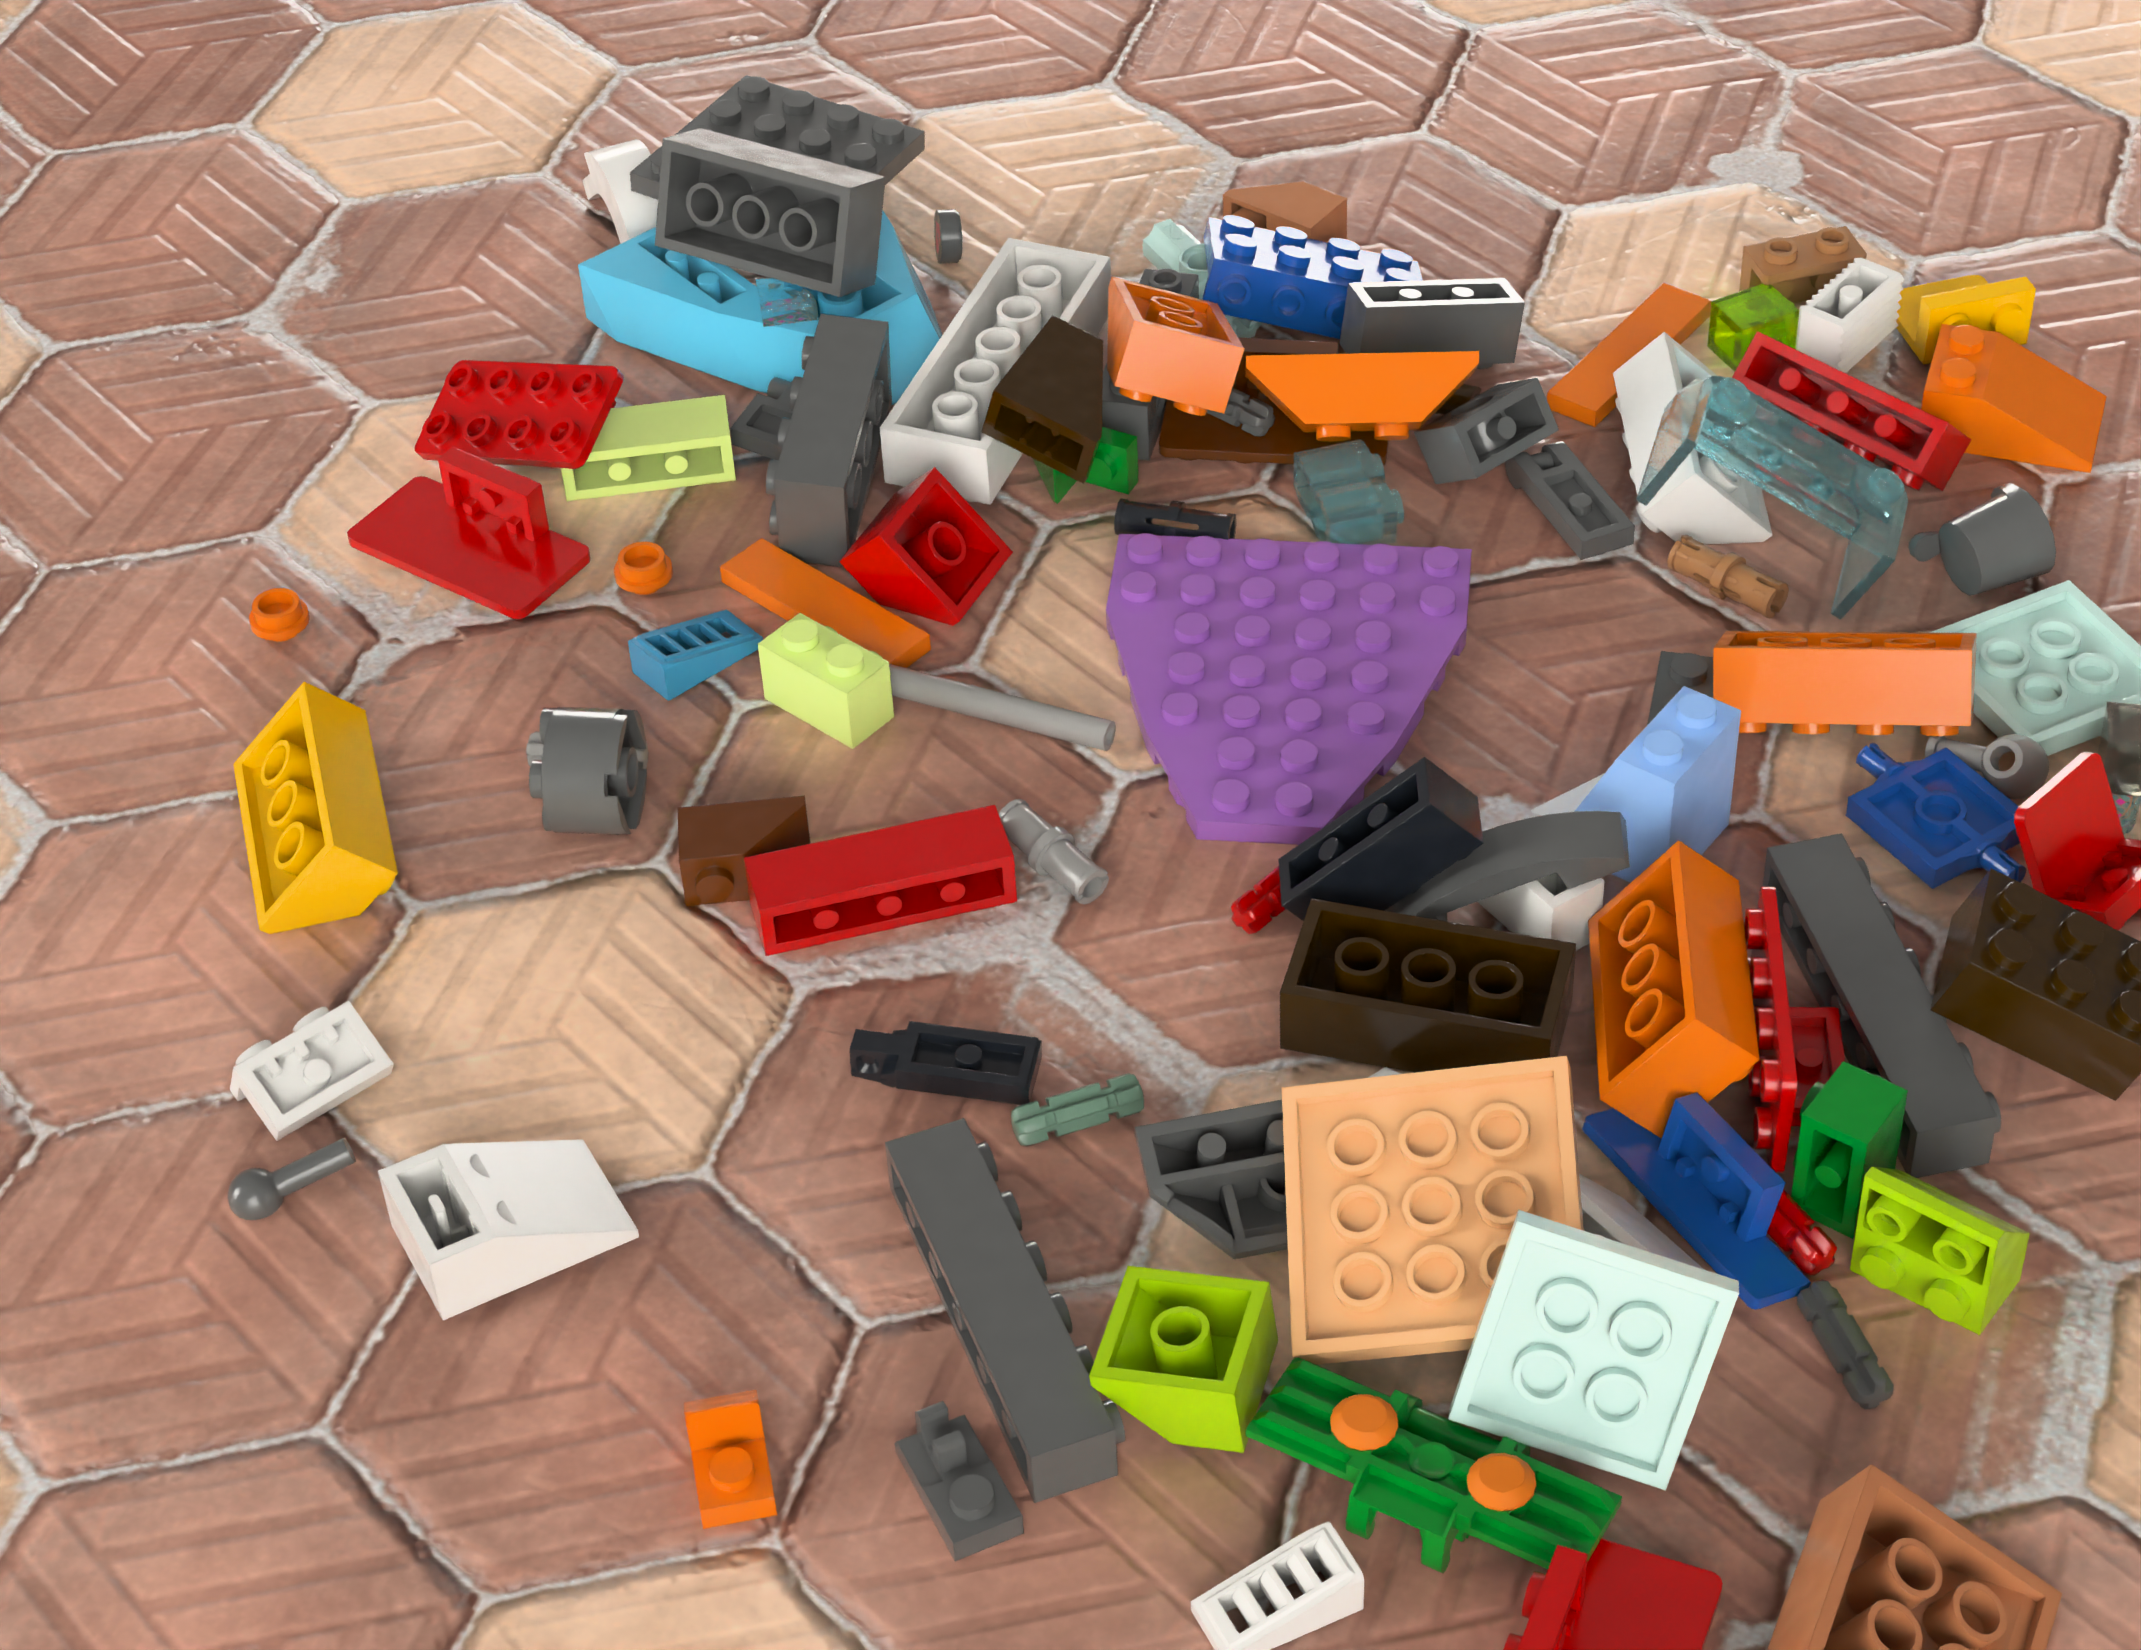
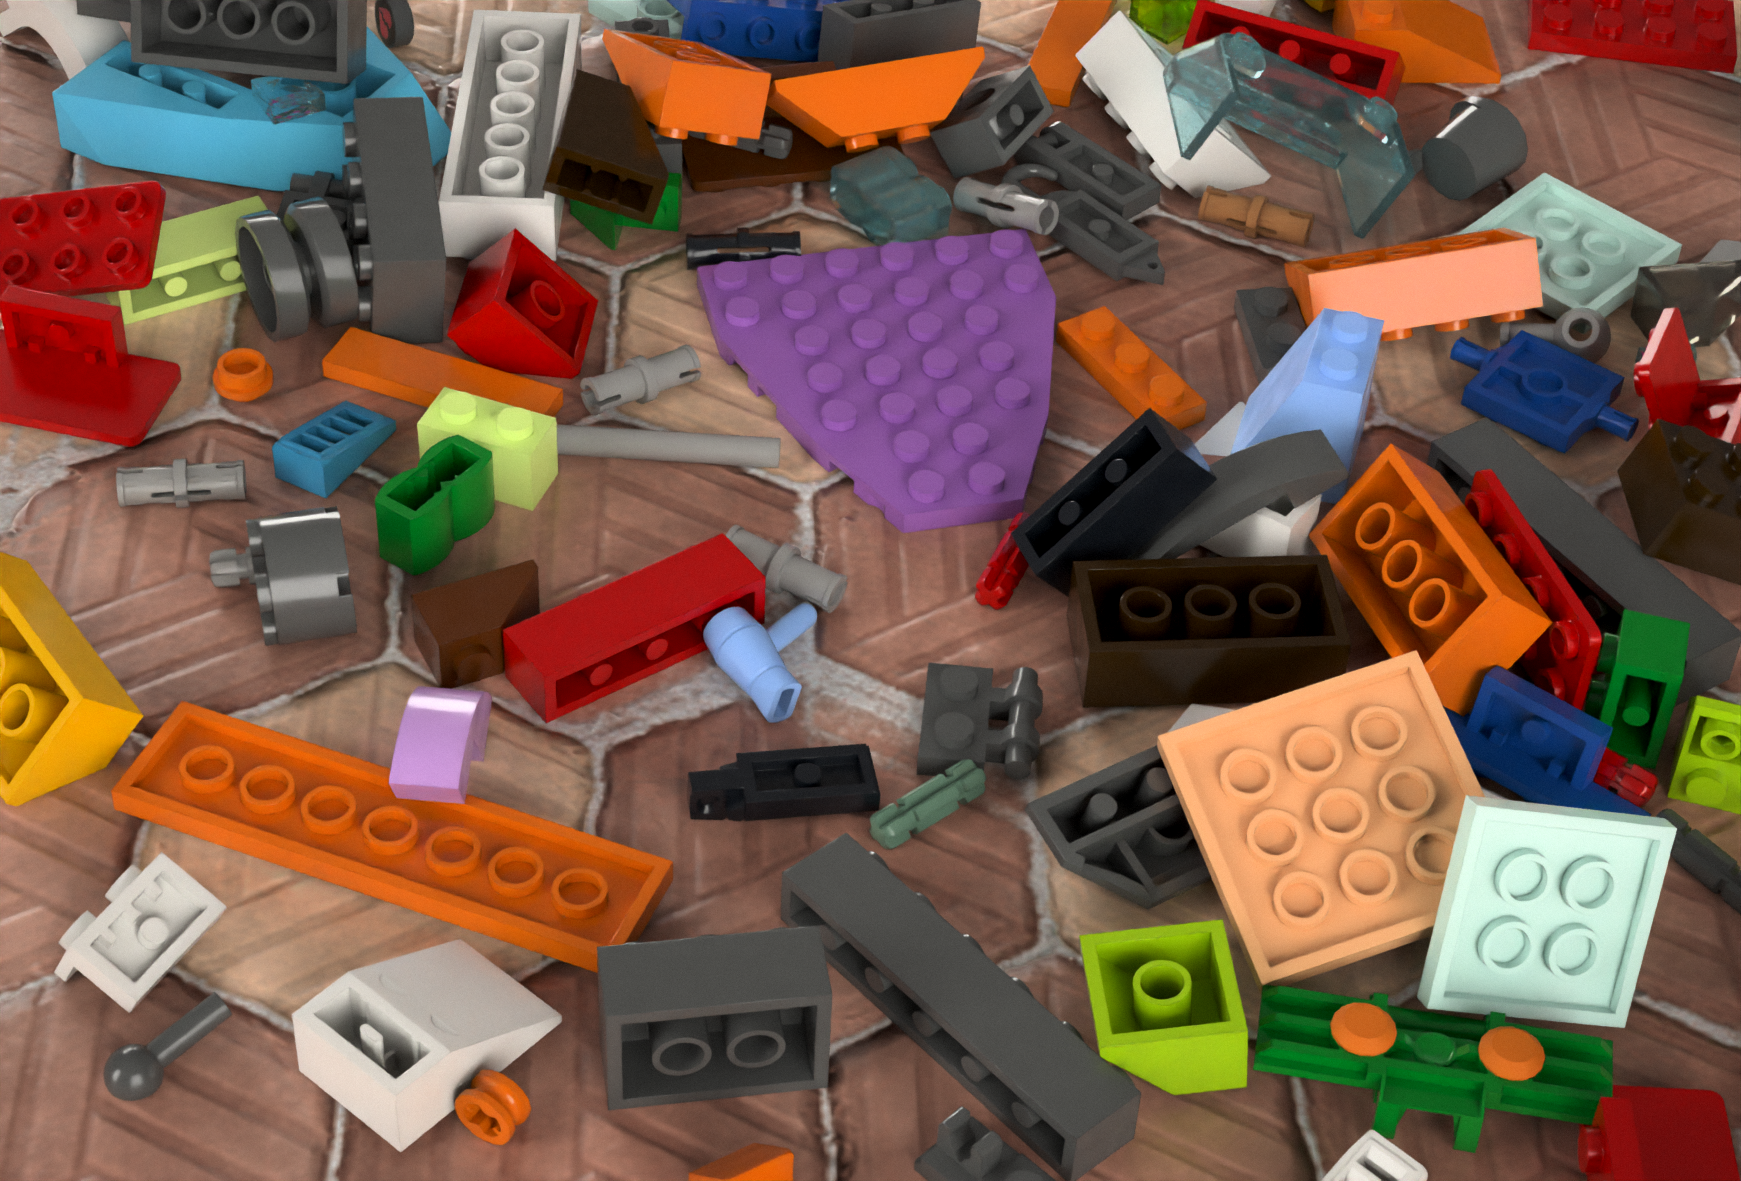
camera: 25 degrees left, 0 degrees up
(534, 1298) = (492, 1107): none -> orange bush
(541, 662) = (181, 483): none -> light grey pin
(574, 1036) = (345, 826): none -> orange plate
(631, 947) = (437, 742): none -> lavender brick
(723, 473) = (297, 268): none -> dark grey wheel
(746, 725) = (435, 504): none -> green brick
(753, 1262) = (714, 1017): none -> dark grey brick
(976, 930) = (753, 659): none -> light blue piece
(1008, 638) = (640, 379): none -> light grey pin
(1153, 1030) = (957, 716): none -> dark grey plate
(1459, 522) = (1028, 211): none -> light grey pin
(1509, 718) = (1129, 368): none -> orange plate
(1536, 557) = (1095, 230): none -> dark grey plate

